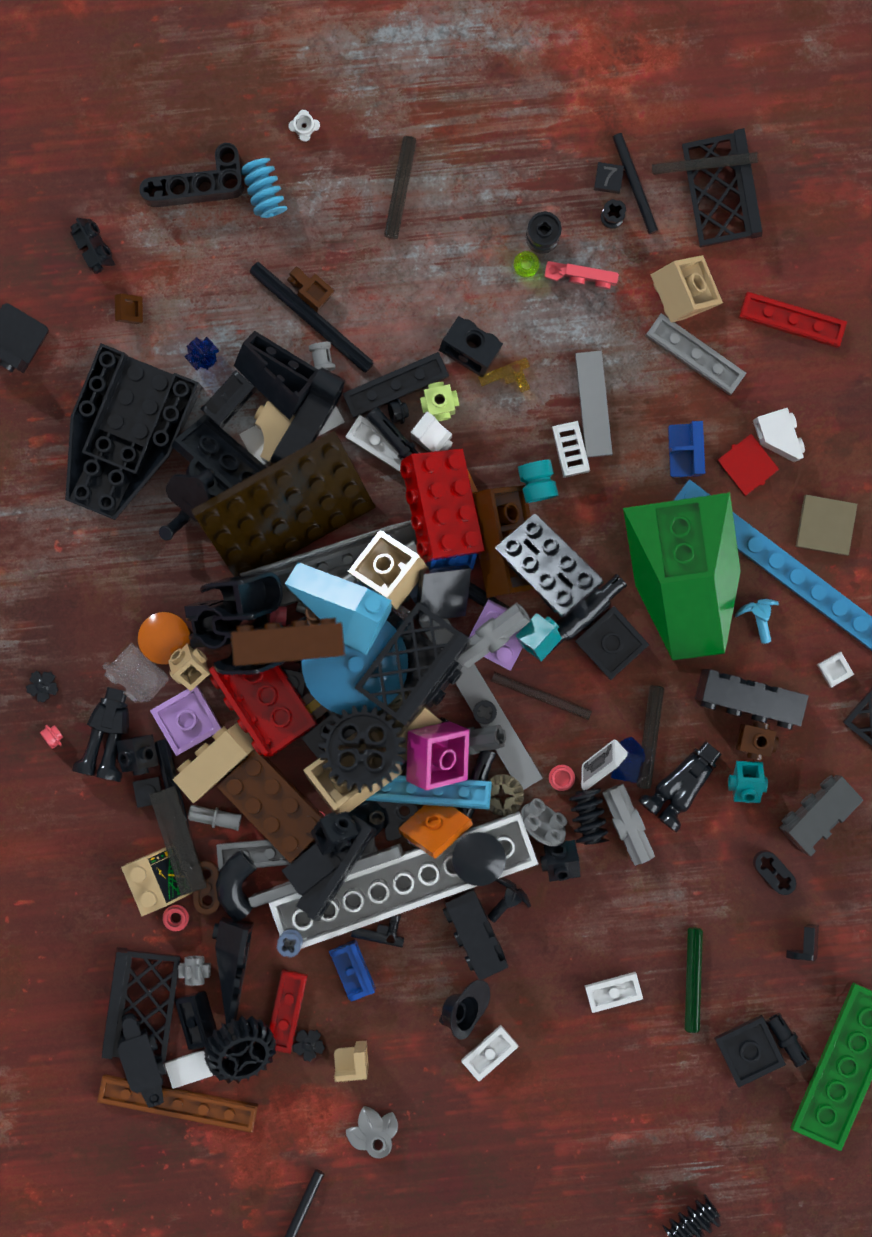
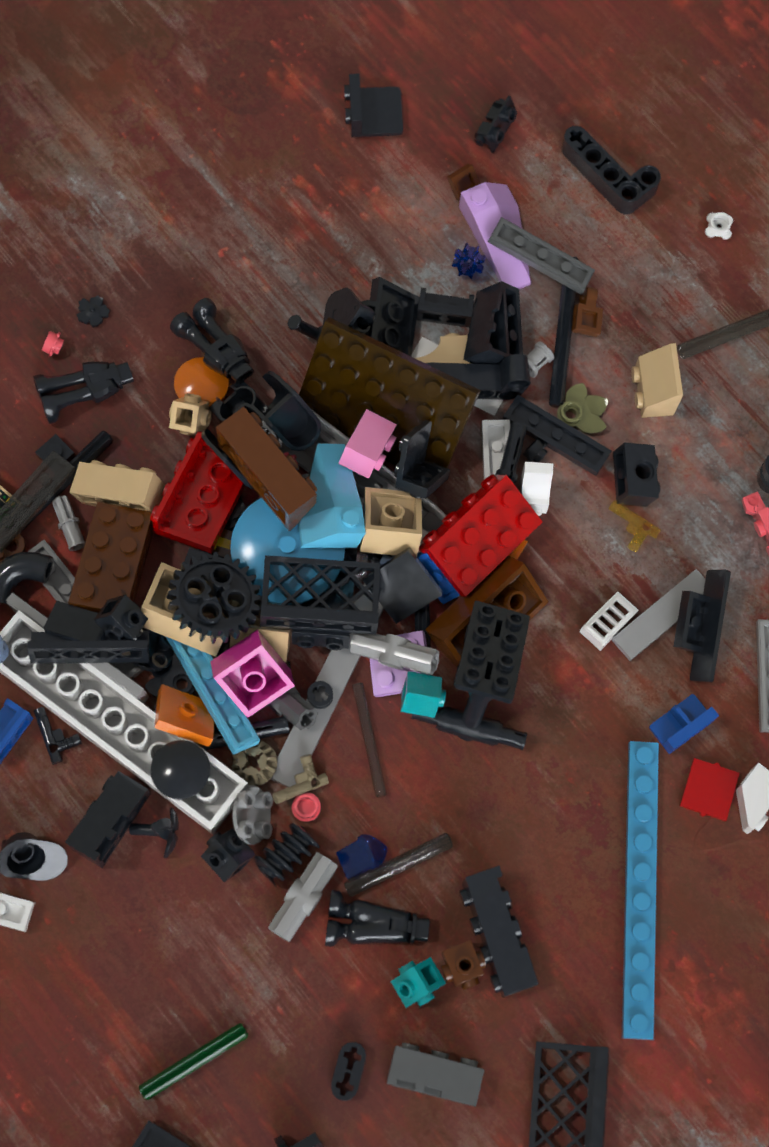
camera: 55 degrees right, 15 degrees down
(123, 429) = (359, 236): black wedge -> none
(137, 674) = (153, 378): clear bracket -> none
(137, 754) = (83, 420): black brick -> none
(157, 603) = (226, 354): none -> black piece
(185, 308) = (482, 209): none -> lavender wedge
(186, 720) = (140, 442): lavender plate -> none
(238, 292) = (541, 255): none -> dark grey tile
(261, 188) = (643, 223): medium azure piece -> none
(314, 545) = (368, 443): none -> bright pink brick
(363, 521) = (412, 471): none -> black bracket
(388, 346) = (585, 408): none -> olive plate
(407, 275) = (658, 382): none -> tan slope
(440, 411) = (572, 486): yellowish green brick -> none
(526, 256) = (744, 471): clear neon green plate -> none
(538, 481) = (558, 609): teal wheel -> none
(542, 768) = (303, 781): none -> dark tan hose
(602, 763) = (344, 832): slope -> none
(612, 643) = (461, 770): black plate -> none
(613, 992) = (133, 989): white plate -> none
(623, 381) = (701, 624): none -> black bracket
(686, 570) = (576, 791): green wedge -> none
(762, 613) = (584, 887): medium azure plant -> none
(826, 525) = (707, 899): dark tan tile -> none
(835, 669) = (580, 999): white tile -> none

